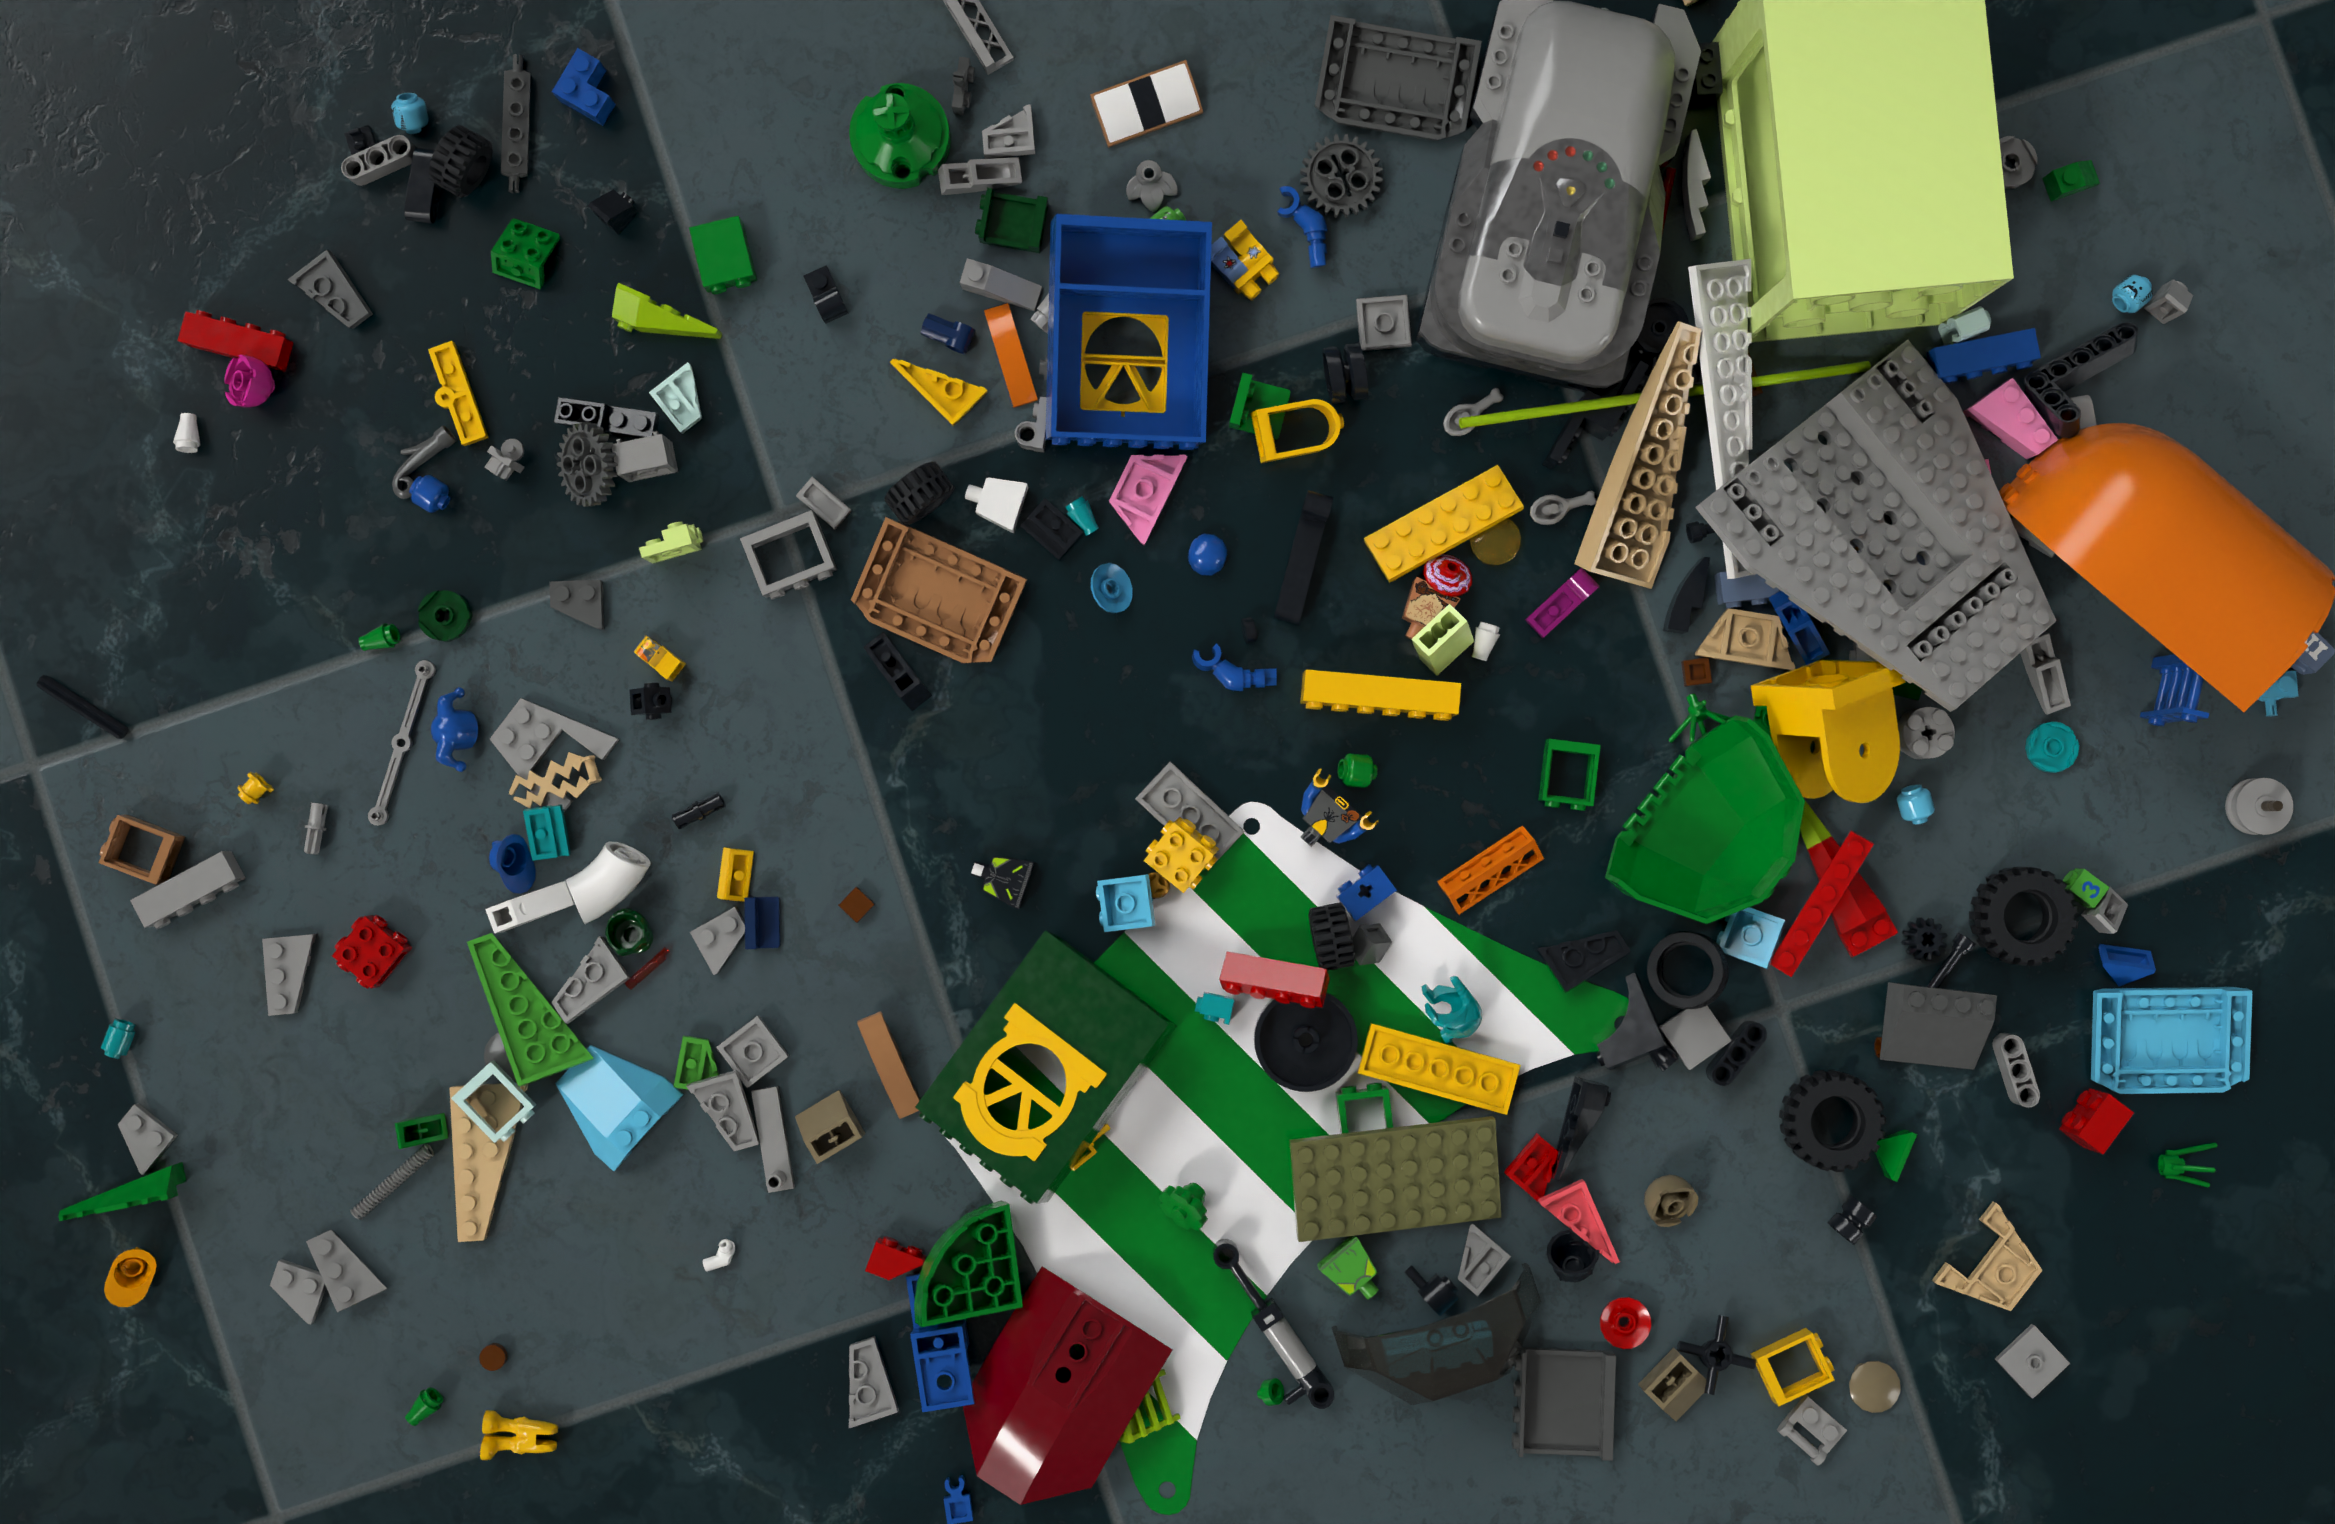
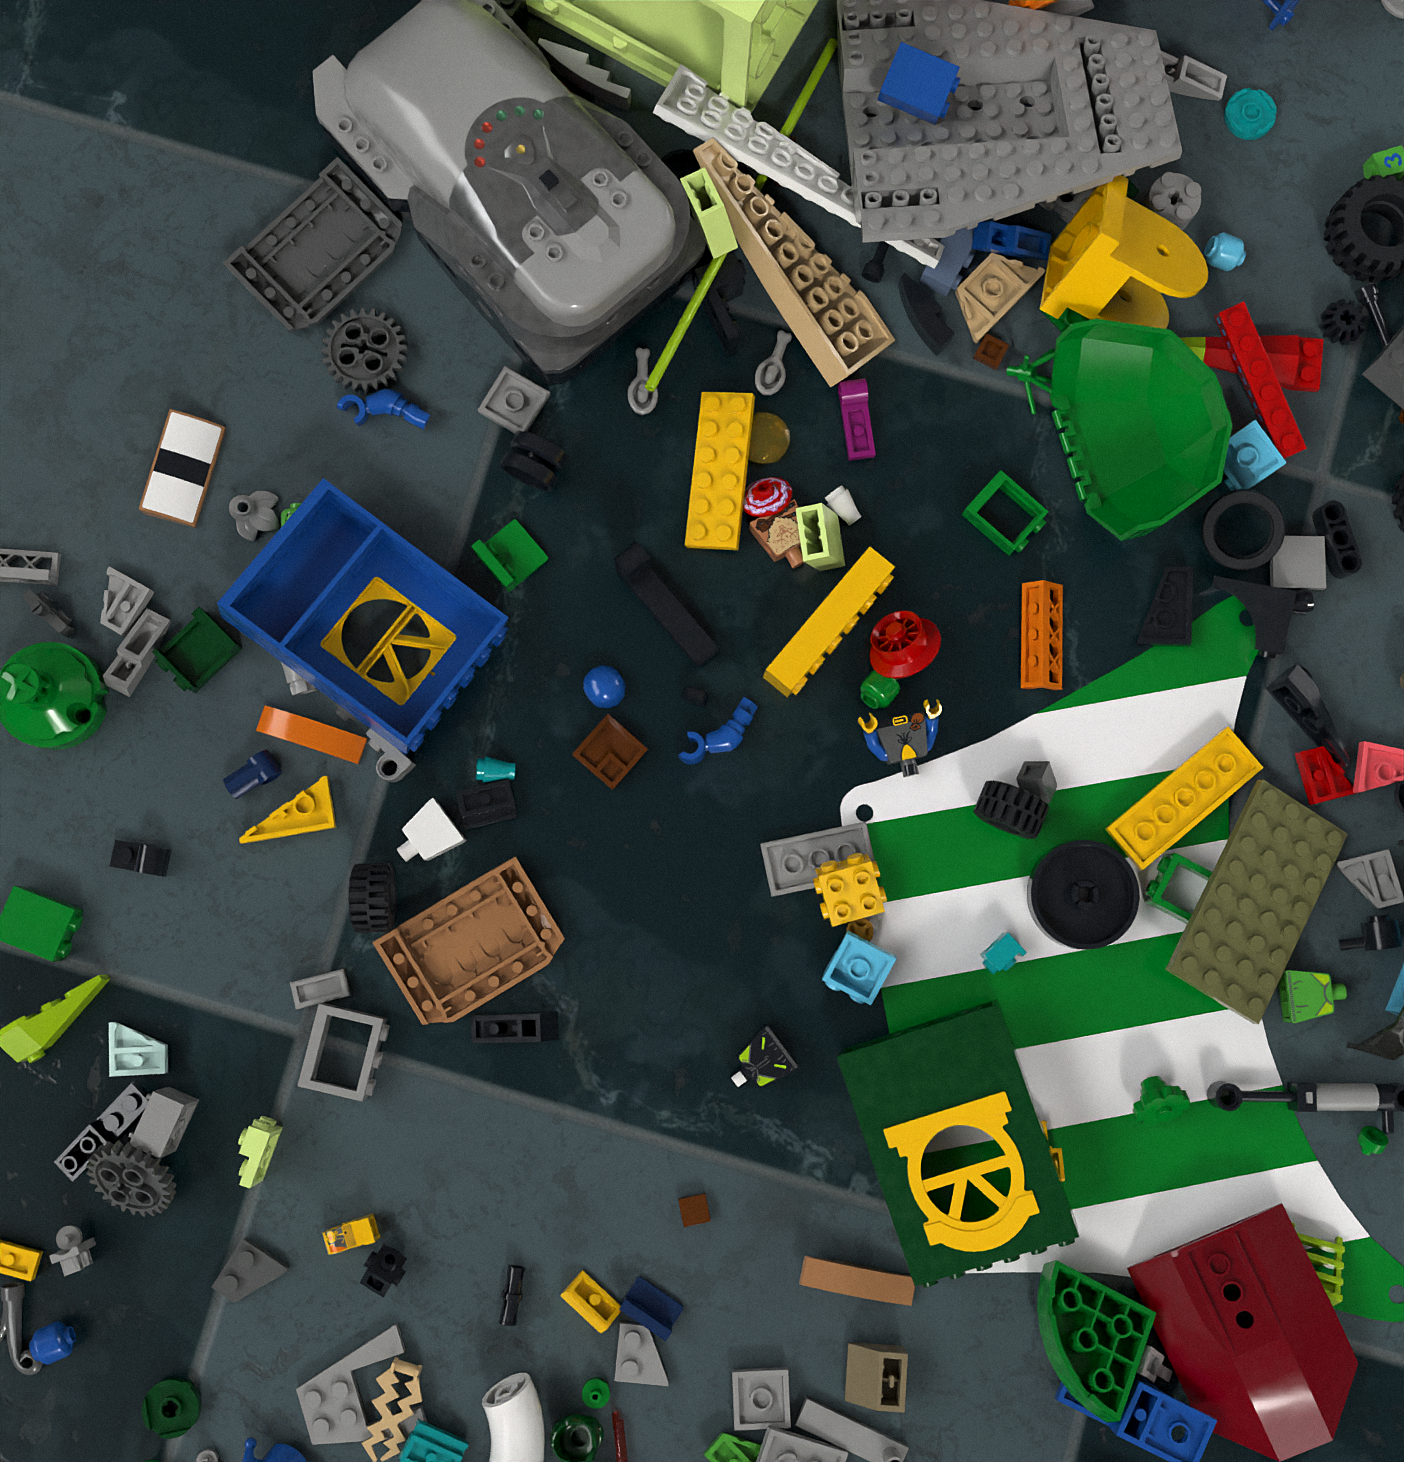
camera: 65 degrees left, 5 degrees down
(677, 924) = (597, 1386): none -> green tile
(892, 1260) = (1034, 1400): red slope -> none
(980, 1329) = (1151, 1365): none -> light grey plate
(999, 285) = (243, 701): light grey slope -> none
(1111, 588) = (575, 788): dark azure dish -> none
(1145, 490) = (511, 701): bright pink wing -> none
(1159, 594) = (610, 751): none -> reddish brown plate
(1242, 261) = (375, 480): yellow hips -> none
(1264, 433) = (536, 565): yellow window -> none
(1274, 979) = (1014, 885): brick -> none
(1360, 905) = (997, 742): blue brick -> none
(1403, 764) = (903, 644): none -> red piece
(1464, 1014) = (1152, 742): teal piece -> none
(1635, 369) = (709, 212): none -> yellowish green brick
(1869, 461) = (919, 83): none -> blue brick

